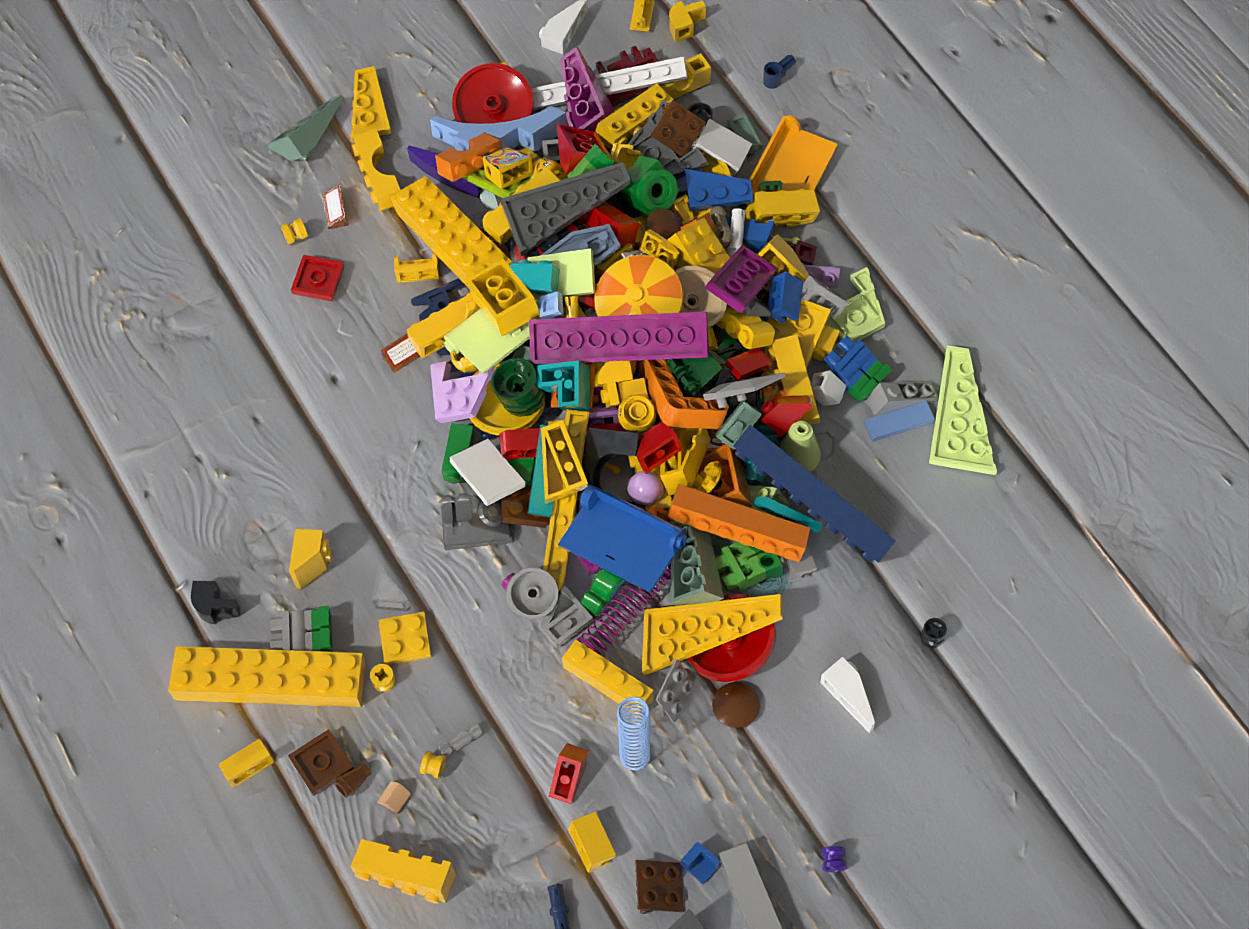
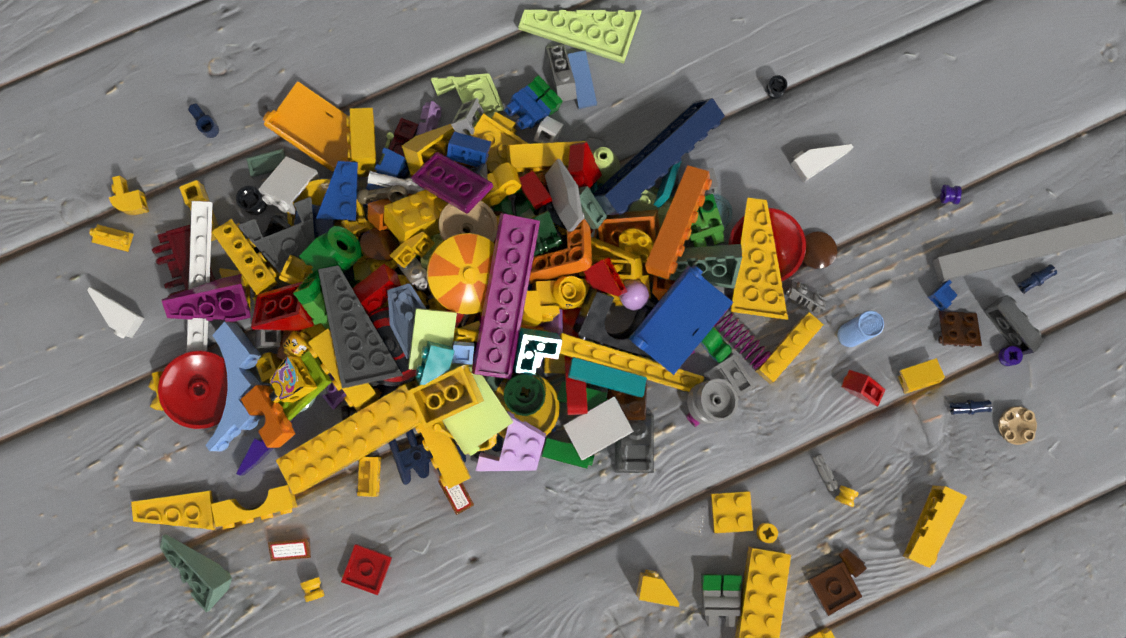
camera: 90 degrees left, 20 degrees up
(394, 797) = (867, 530): light nougat slope -> none
(560, 464) = (616, 362): yellow wedge -> none
(677, 128) = (273, 217): reddish brown hinge -> none
(769, 185) = (339, 150): dark green tile -> none

